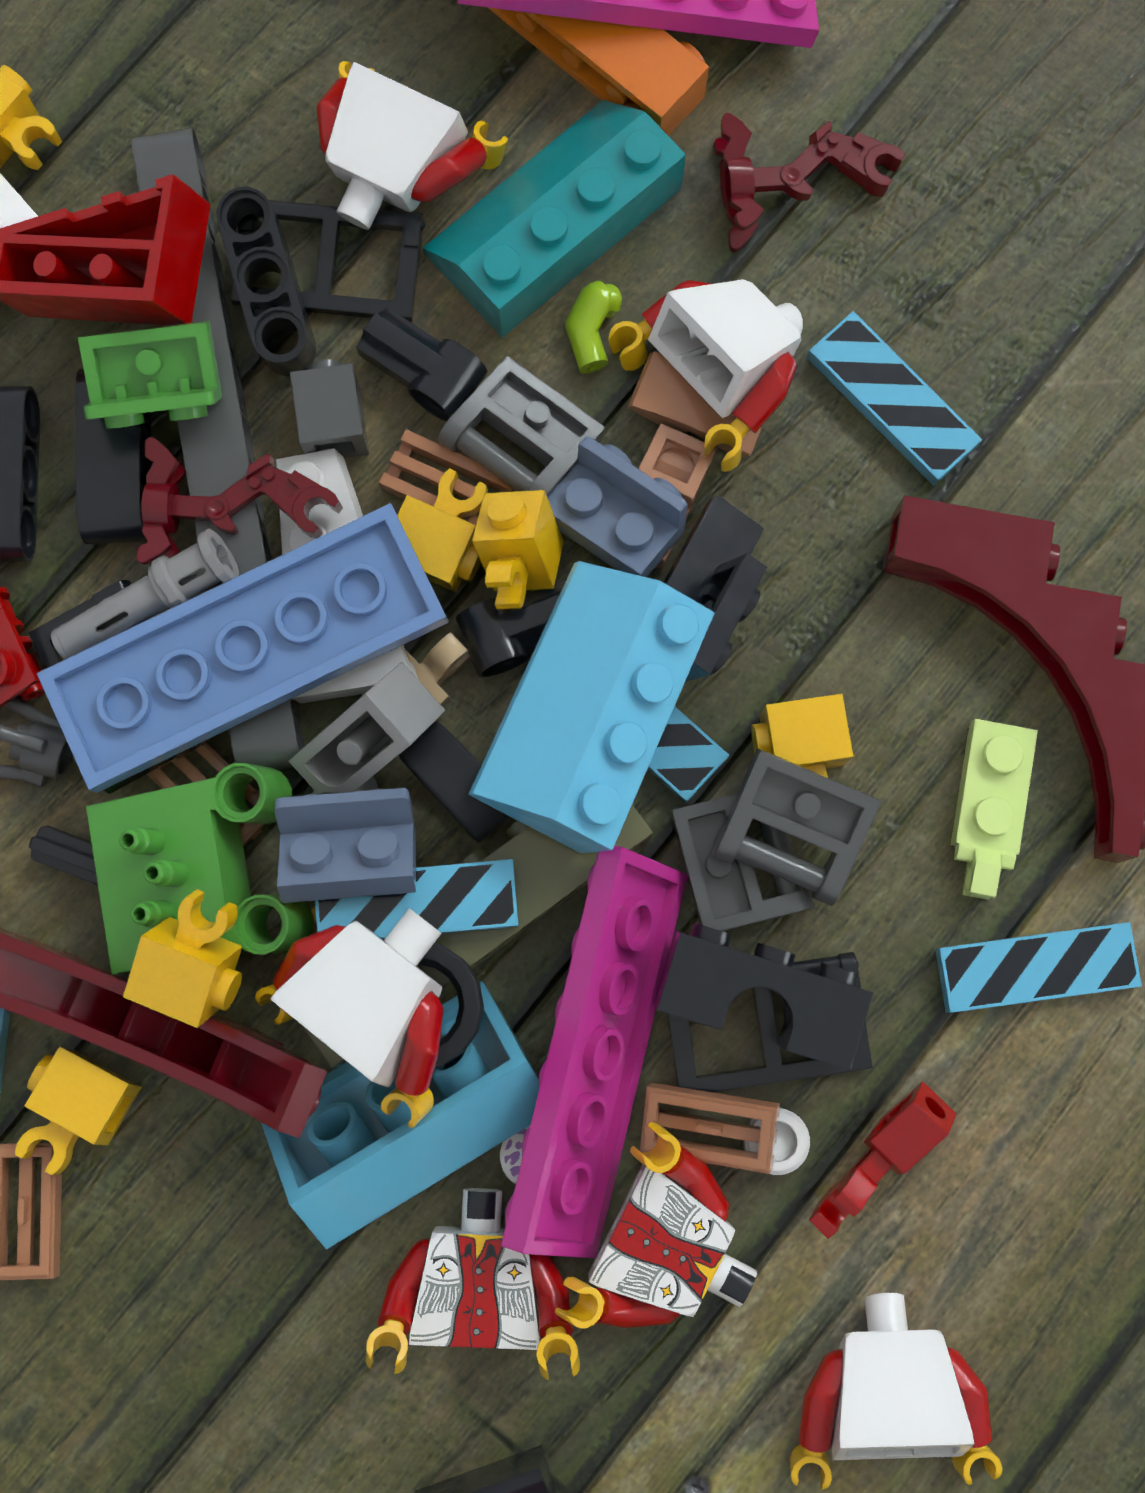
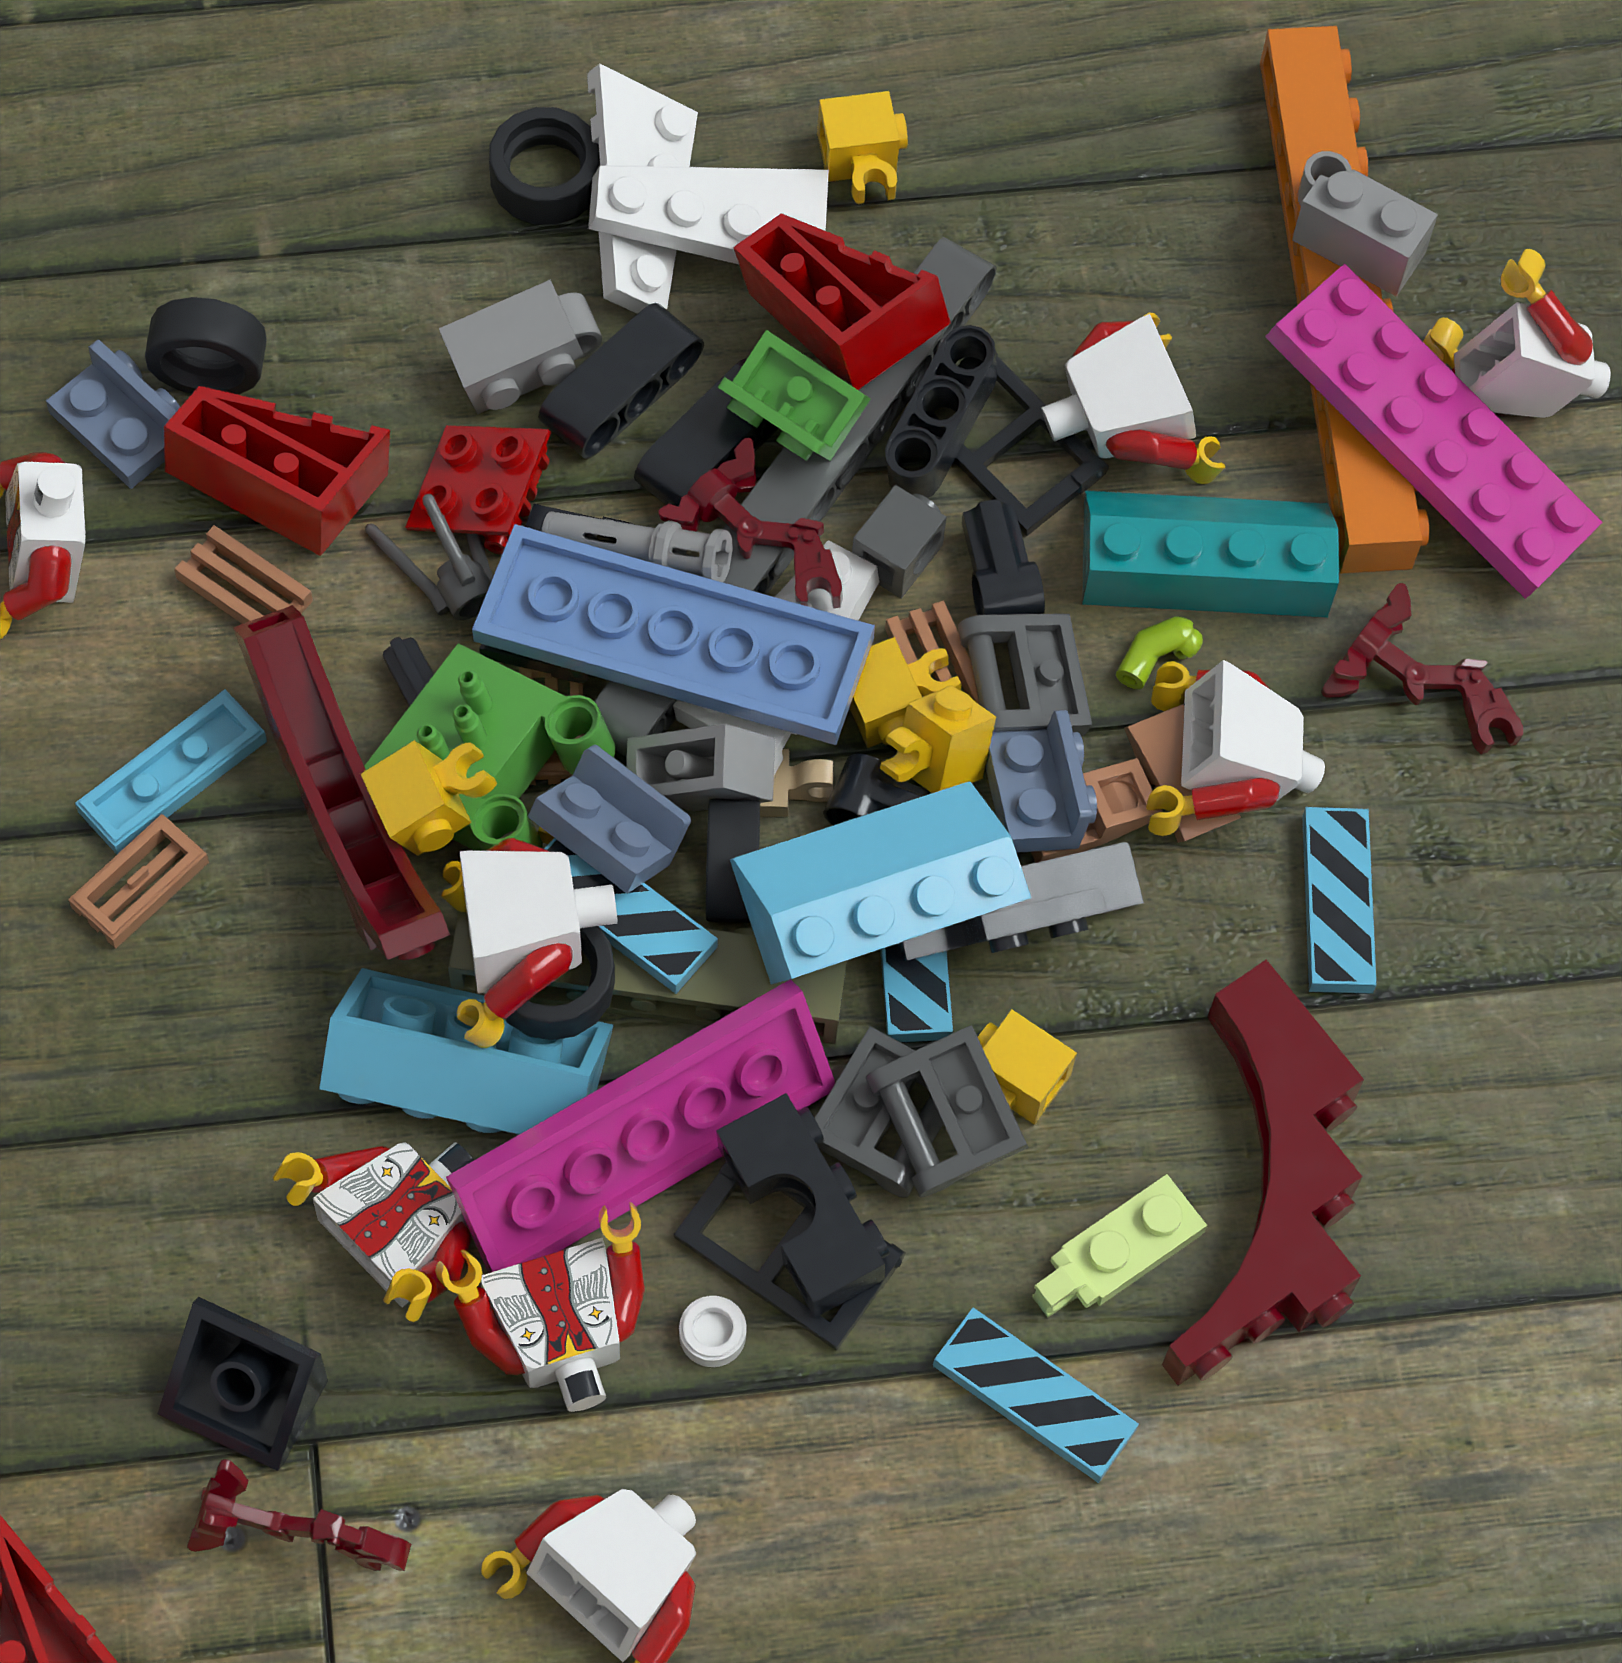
camera: 40 degrees right, 15 degrees down
(78, 1100) = (250, 836): yellow brick -> none
(719, 1103) = (705, 1305): nougat tile -> none
(895, 1143) = (802, 1408): red piece -> none

